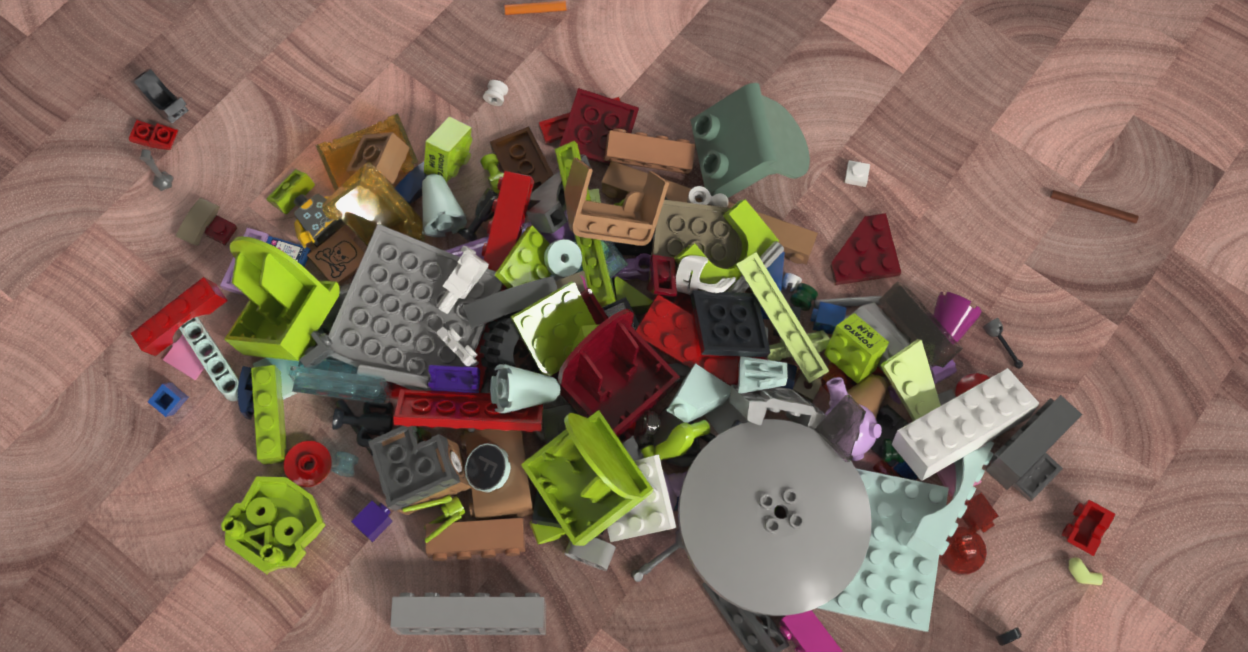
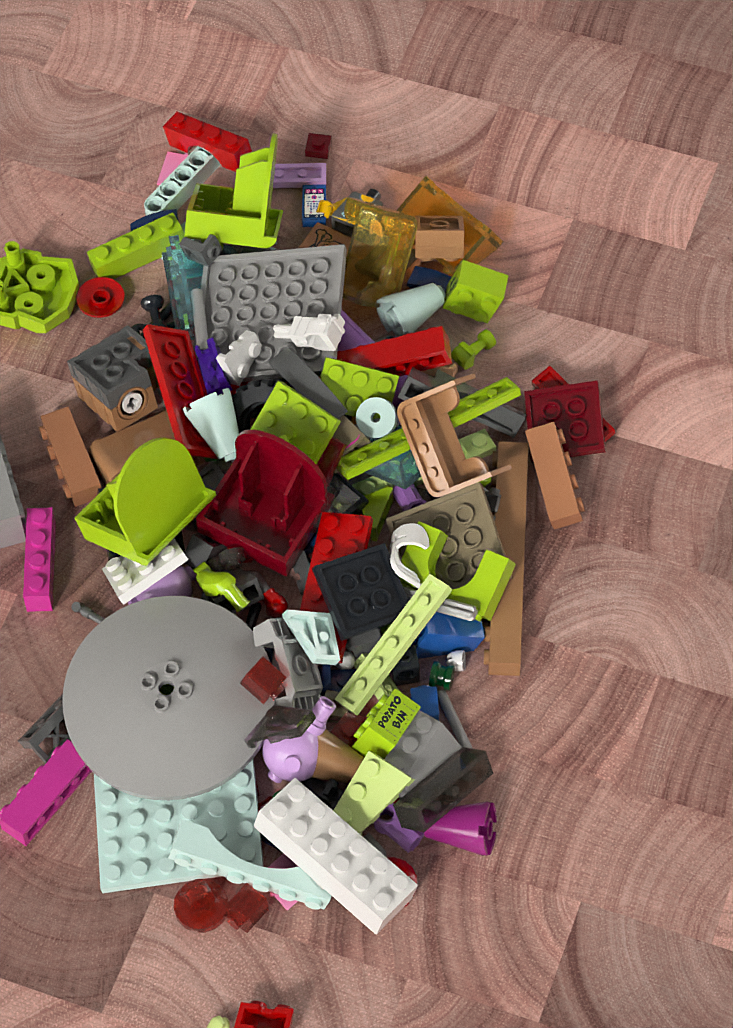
camera: 75 degrees right, 10 degrees down
(153, 136) = (398, 54): red slope -> none
(159, 96) = (440, 42): black arch -> none
(162, 180) = (351, 80): dark grey piece -> none
(168, 399) = (124, 166): blue brick -> none
(196, 220) = (320, 121): dark tan slope -> none
(293, 186) = (390, 187): lime slope -> none
(344, 464) = (109, 325): clear light blue wheel -> none
(372, 520) = (56, 367): dark purple brick -> none
(451, 511) = (88, 423): lime plant -> none
(487, 467) = (135, 432): black tile -> none
(495, 92) = (571, 318): white wheel -> none
(522, 155) = (503, 359): reddish brown tile -> none
(538, 7) = (699, 323): orange piece -> none
(579, 596) = (39, 559): none -> dark pink brick
(595, 553) = (88, 560): light grey beam -> none
(662, 276) = (390, 517): dark red slope -> none
(698, 395) = (273, 586): light aqua slope -> none
(700, 192) = (515, 551): white plate -> none
(746, 141) = (607, 569): sand green plate -> none
(798, 427) = (264, 681): none -> clear red brick
(857, 173) = (624, 695): white plate -> none
(867, 253) = (525, 730): dark red plate -> none
(995, 329) = (478, 881): hinge -> none
(1009, 636) = (117, 968): black tile -> none
(1032, 441) = (344, 939): dark grey brick -> none
(1037, 477) = (311, 963): flat silver plate -> none
(1113, 212) = (688, 962): copper bar -> none

